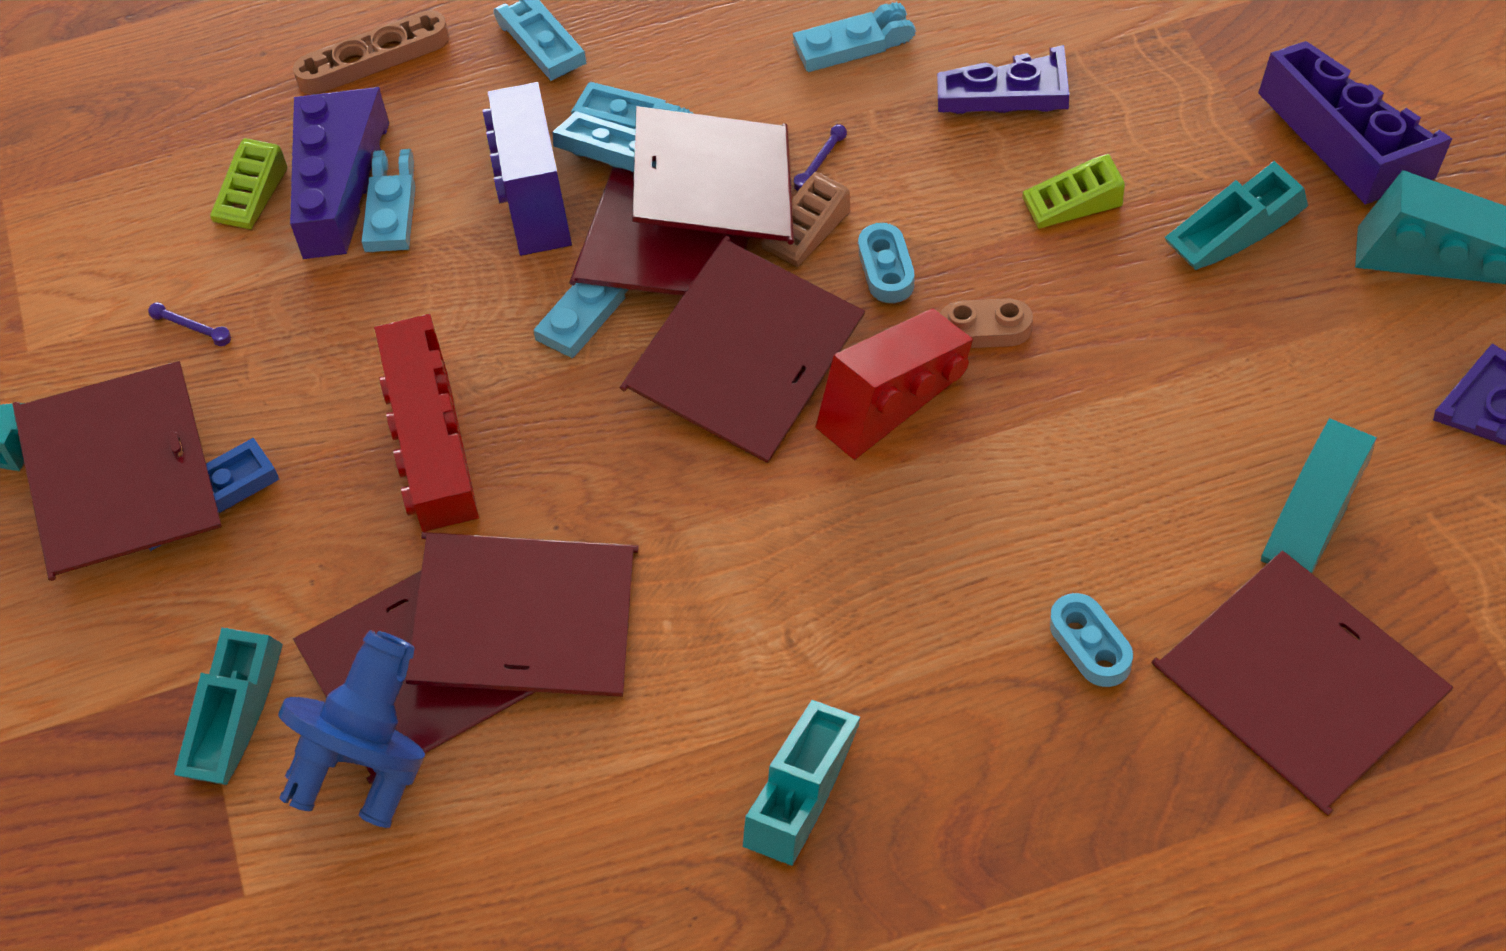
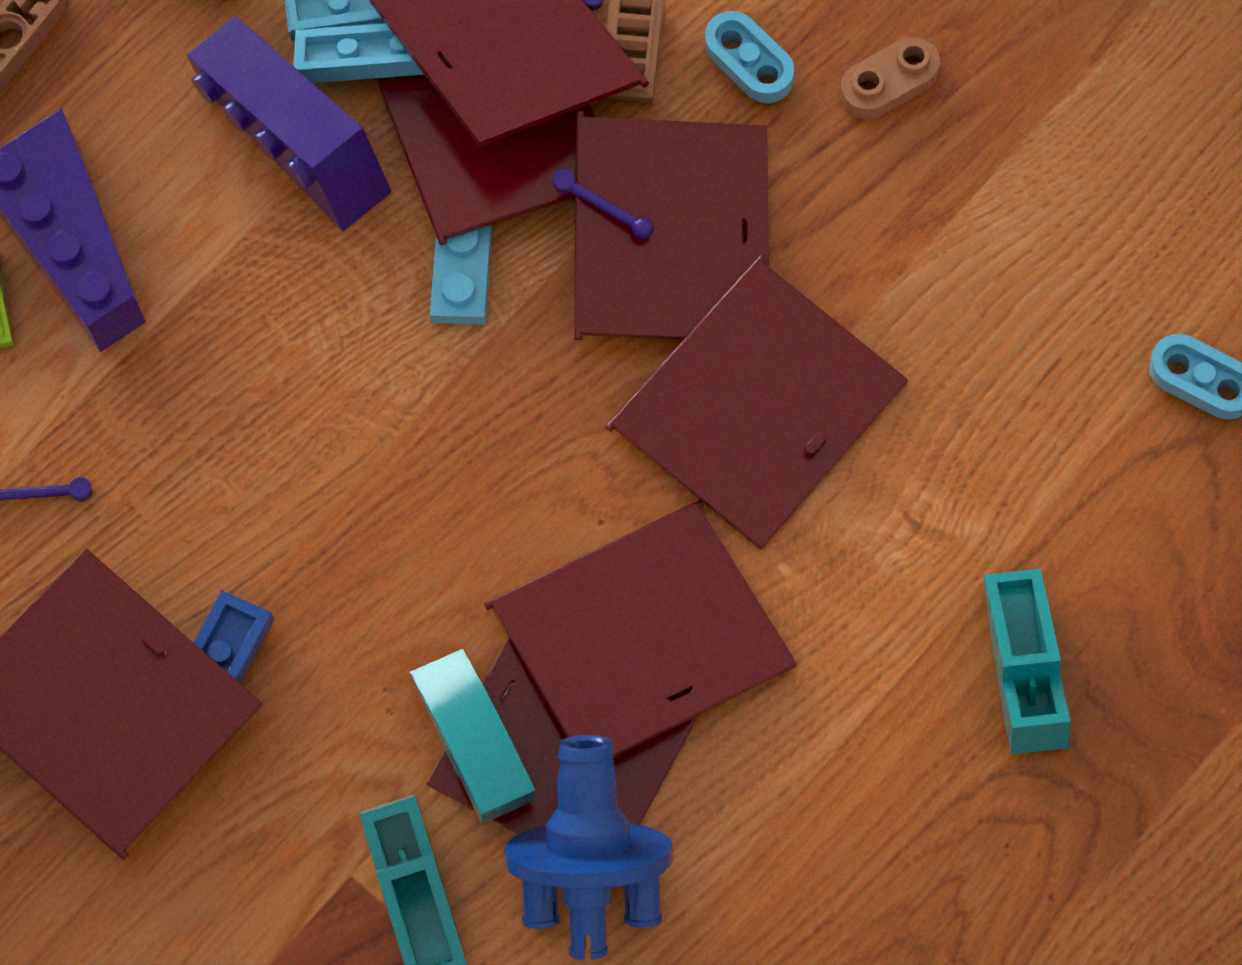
camera: 30 degrees left, 15 degrees up
(340, 617) = (473, 736): none -> teal slope
(389, 204) = (157, 241): medium azure hinge -> none
(424, 424) = (403, 485): red wedge -> none
(682, 277) = (565, 182): none -> dark purple hinge
(727, 491) = (755, 396): none -> dark red piece
(889, 379) = (846, 193): red wedge -> none

